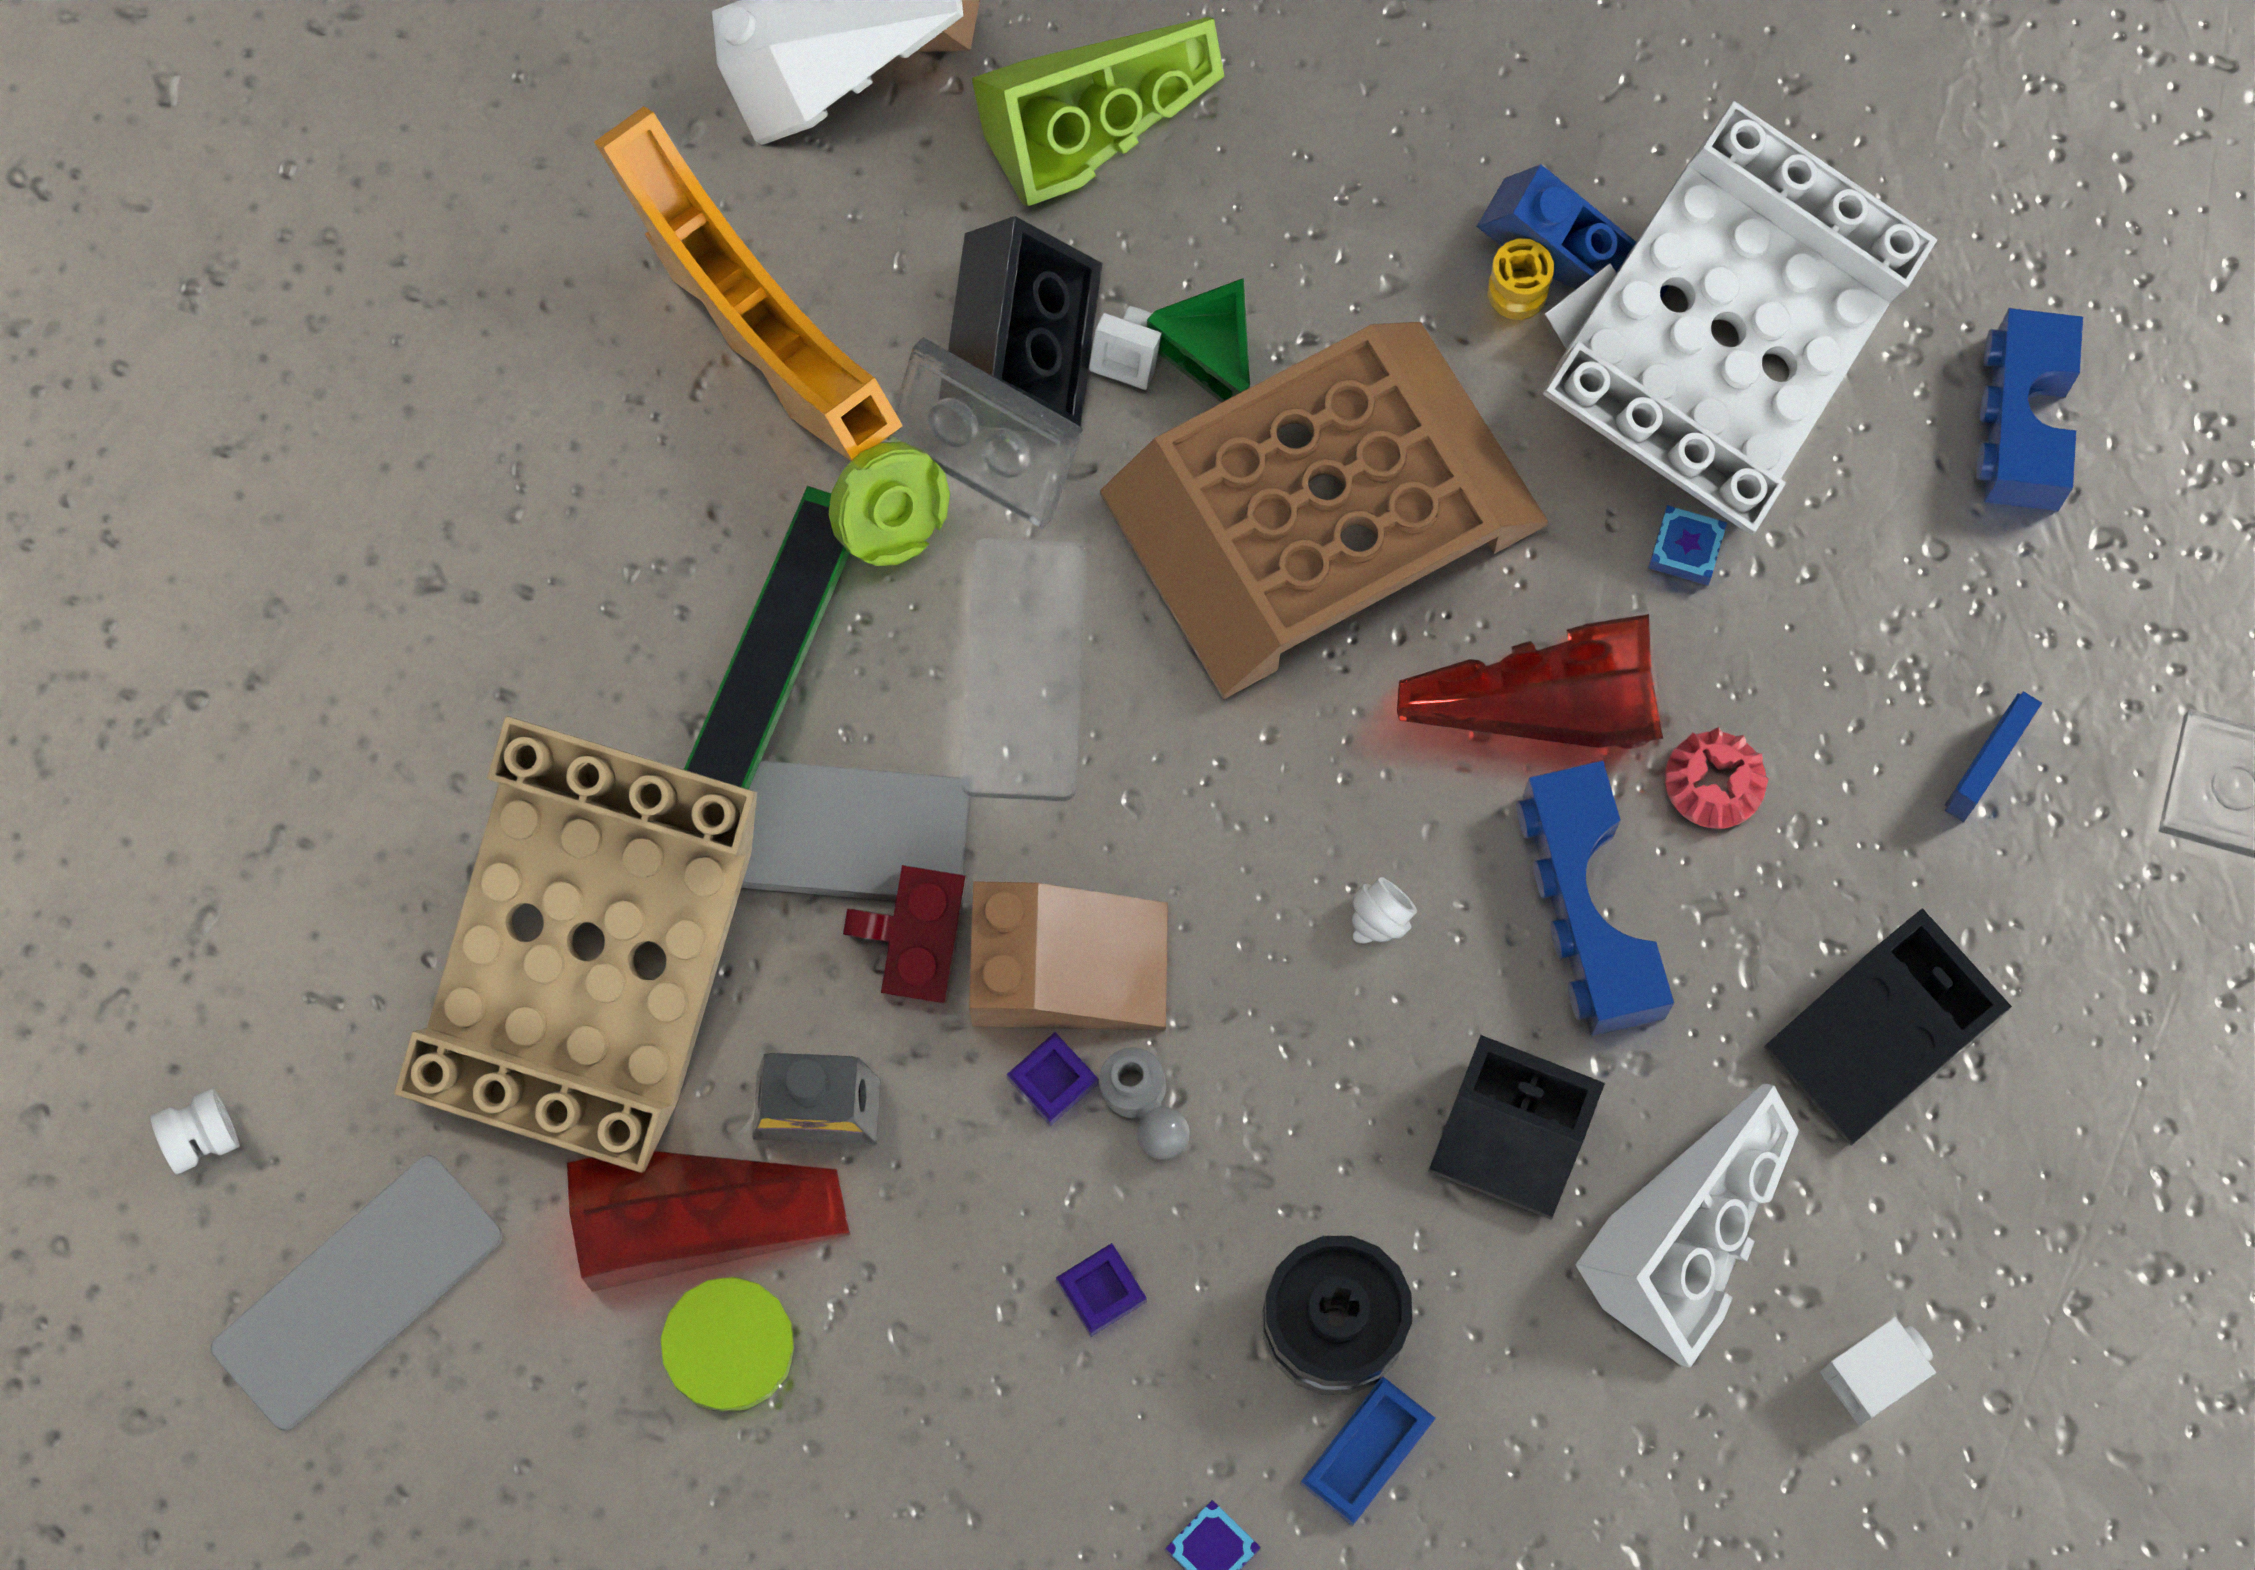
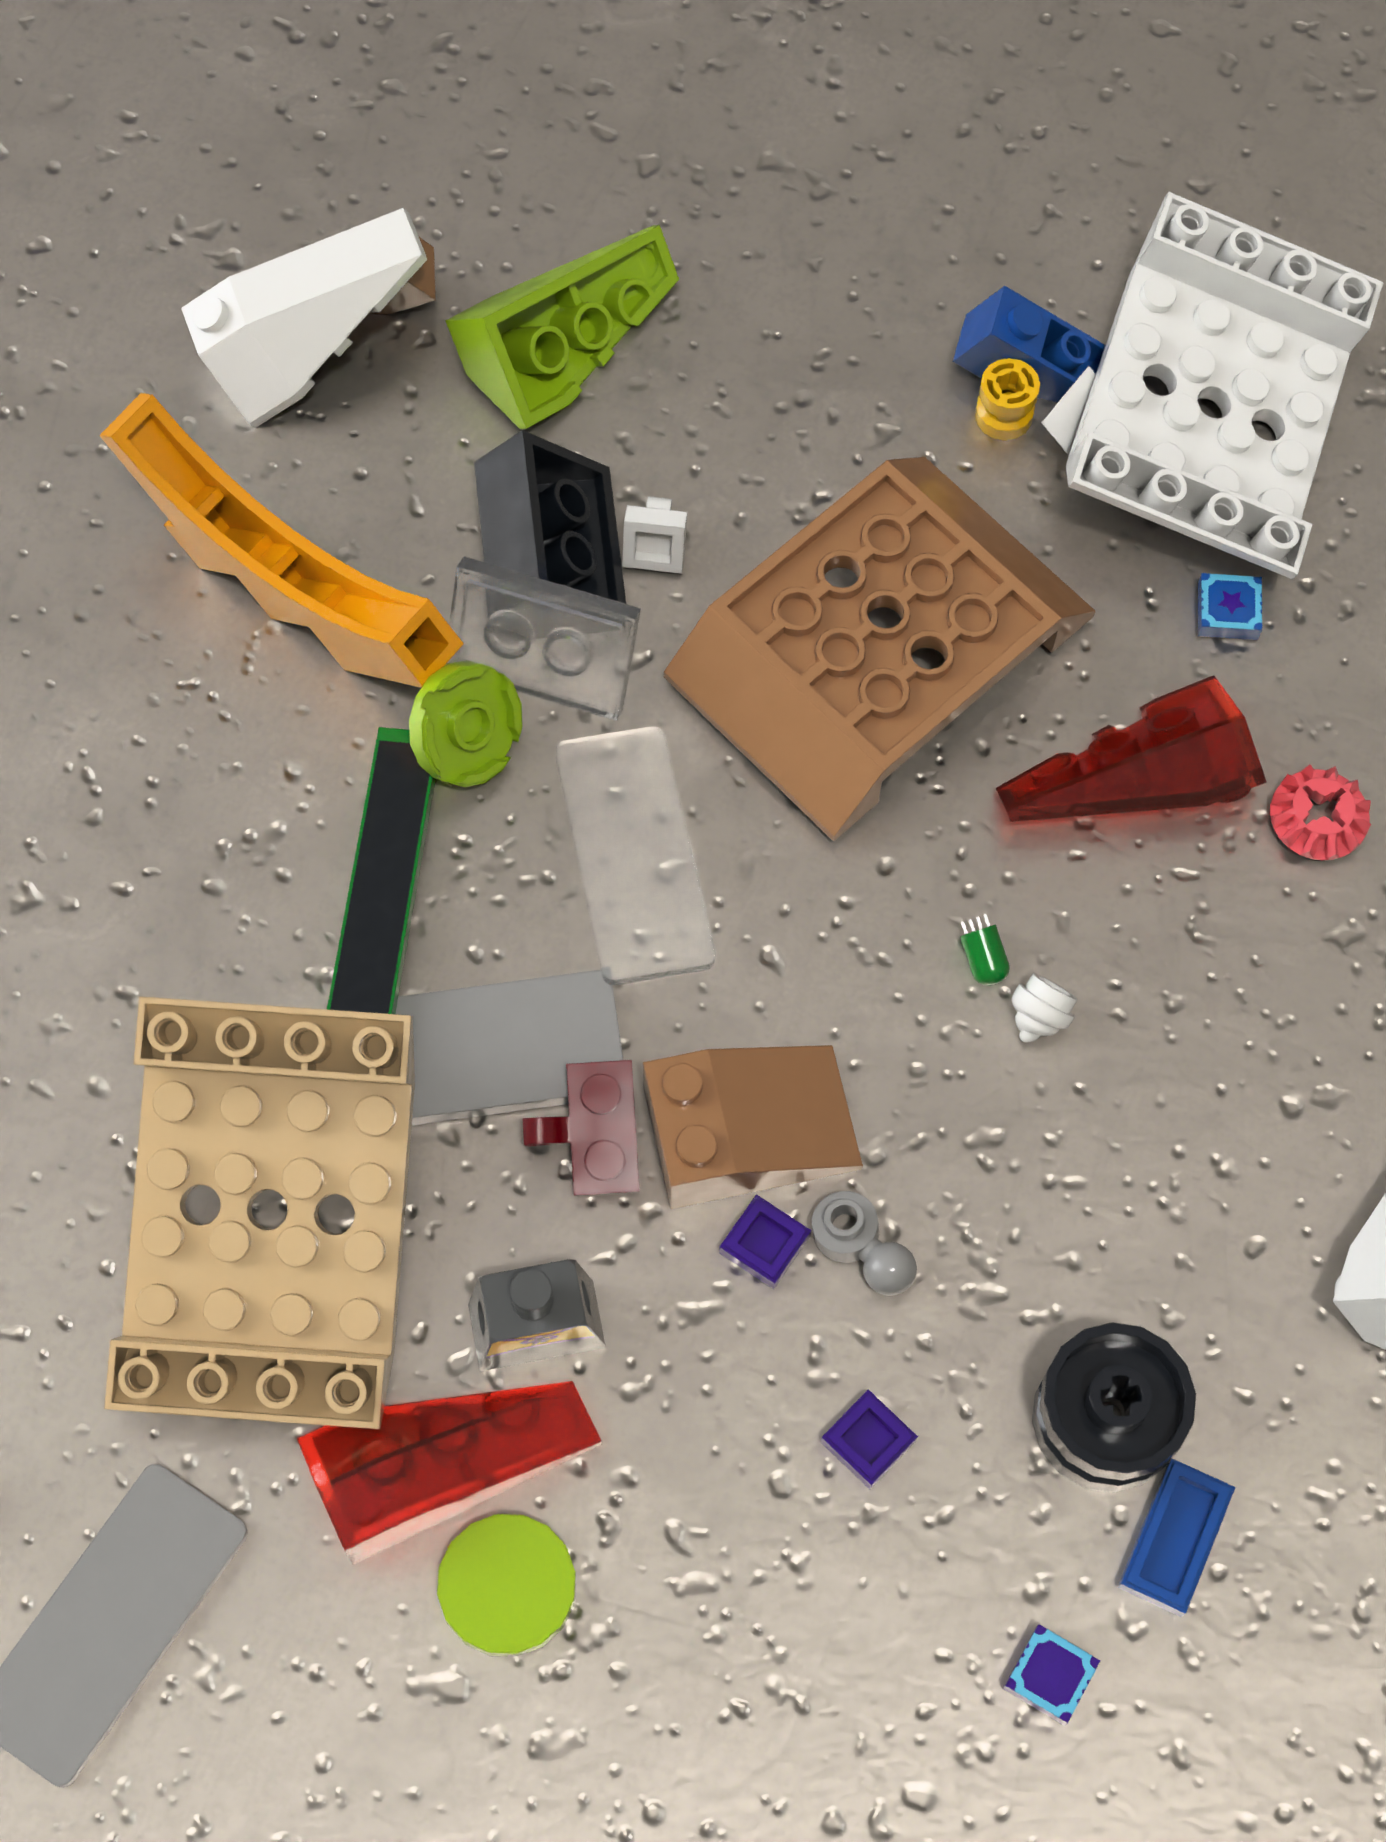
camera: 15 degrees left, 5 degrees down
(1208, 339) = (733, 509): green slope -> none
(1342, 845) = (985, 953): none -> green piece
(1516, 1127) = (1235, 1180): black slope -> none
(1615, 975) = (1281, 1014): blue arch -> none

